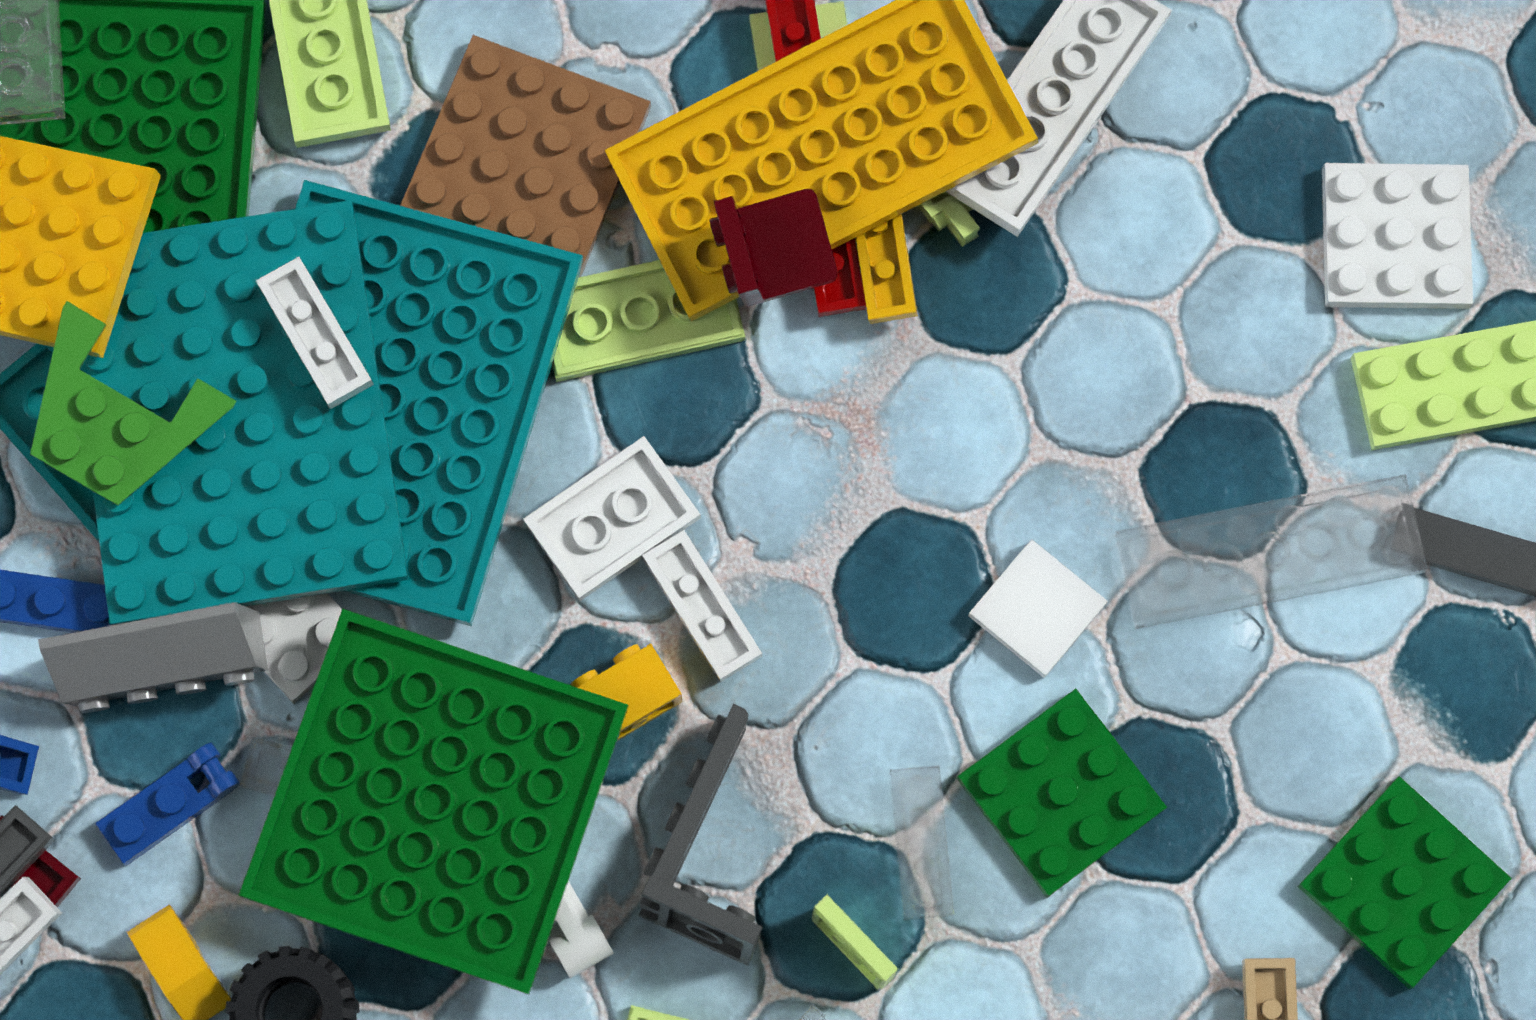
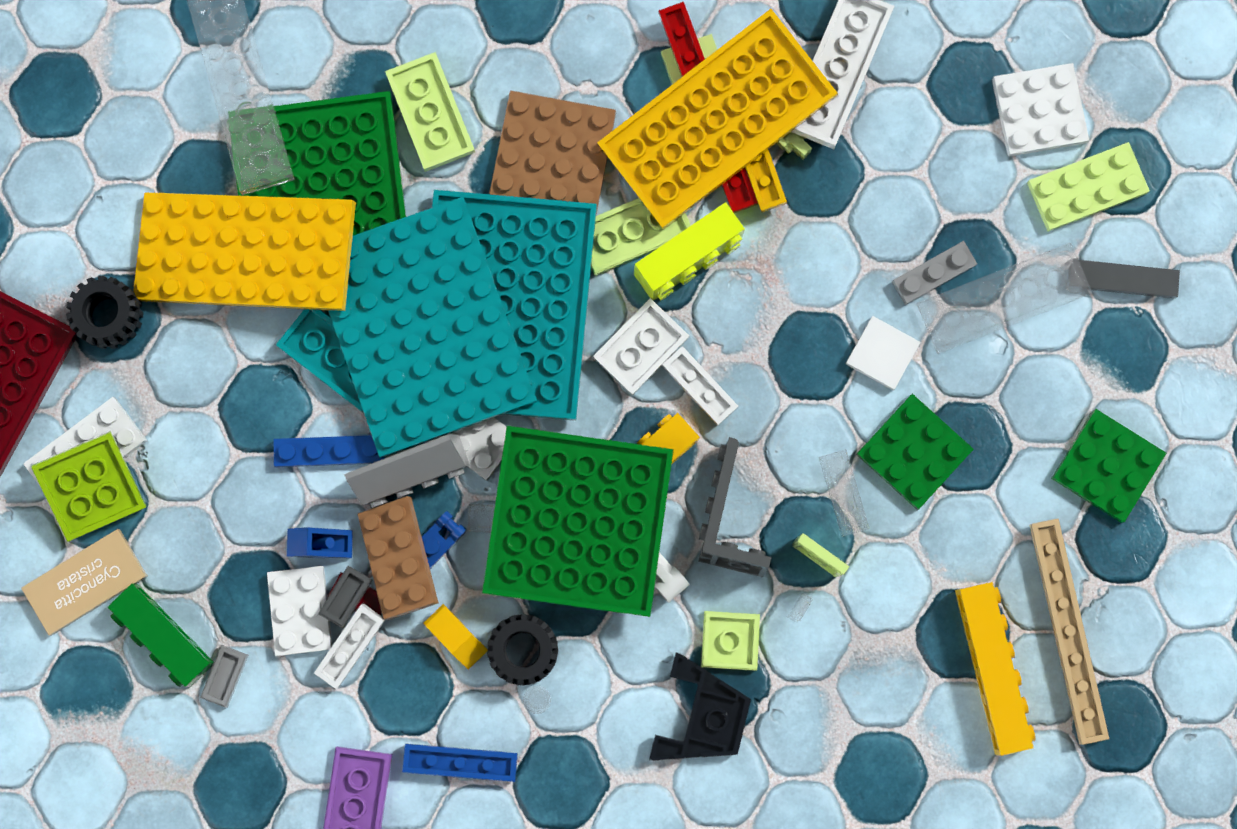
camera: 10 degrees left, 5 degrees up
(102, 434) = (354, 353): bright green wing -> none
(105, 809) = (397, 558): none -> medium nougat plate
(314, 332) = (459, 275): white plate -> none
(727, 368) = (688, 252): none -> neon yellow brick
(774, 246) = (704, 180): dark red bracket -> none
(1156, 485) = (934, 273): none -> light grey plate

